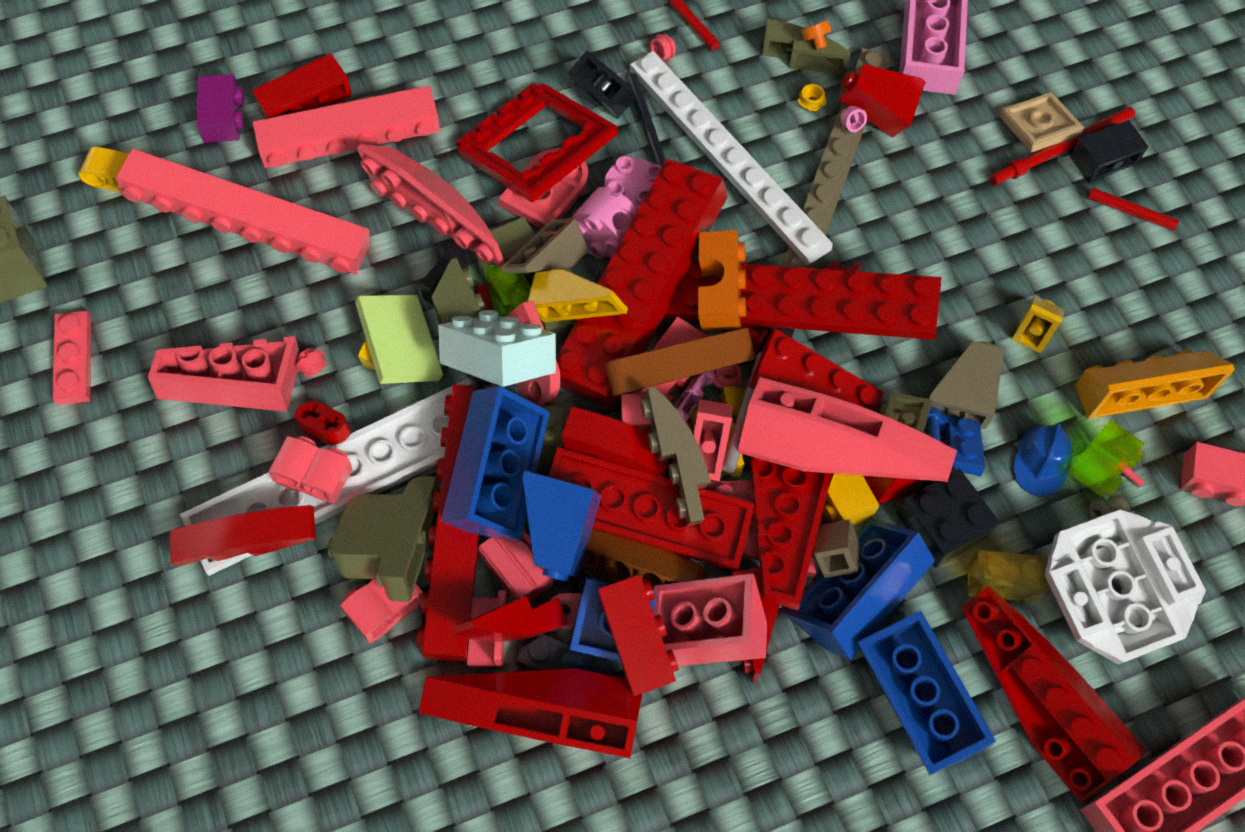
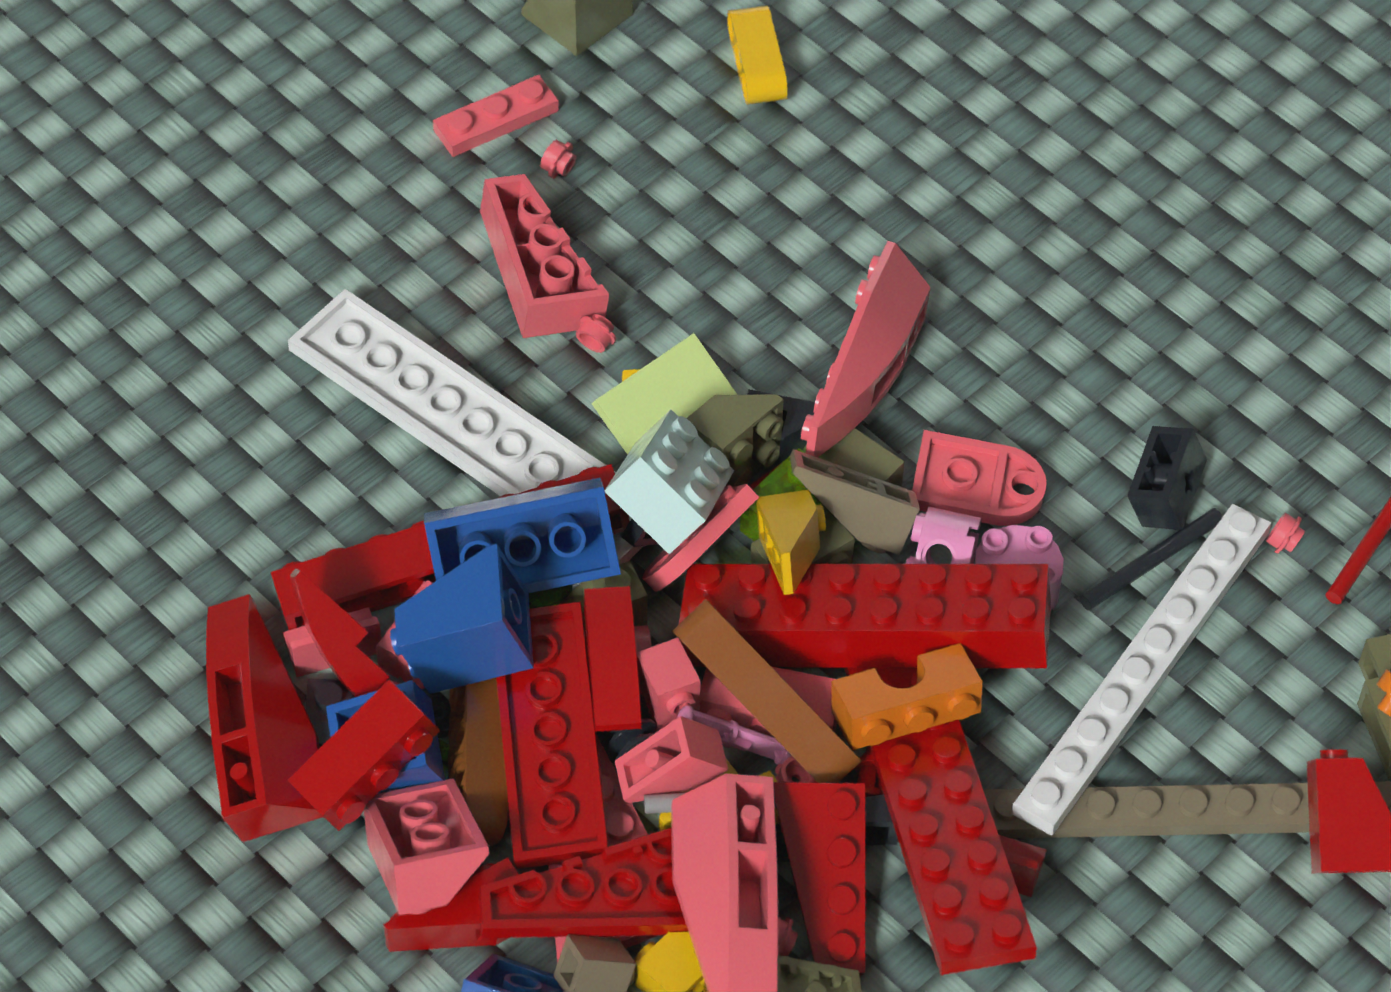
camera: 70 degrees right, 10 degrees down
(141, 330) = (558, 159): none -> coral plate
(220, 108) = (897, 100): magenta brick -> none
(243, 212) = (756, 185): coral brick -> none
(243, 533) = (339, 349): red slope -> none
(304, 89) = (969, 171): red brick -> none
(311, 469) = (446, 380): coral brick -> none
(327, 417) = (525, 375): red beam -> none
(346, 126) = (946, 237): coral brick -> none
(374, 612) = (320, 518): coral brick -> none
(386, 537) = (390, 480): olive brick -> none
(554, 166) = (1036, 479): red hinge -> none
(674, 440) = (633, 710): dark tan slope -> none
(812, 97) = (1312, 733): yellow plate -> none
(857, 115) = (1280, 787): bright pink hinge -> none

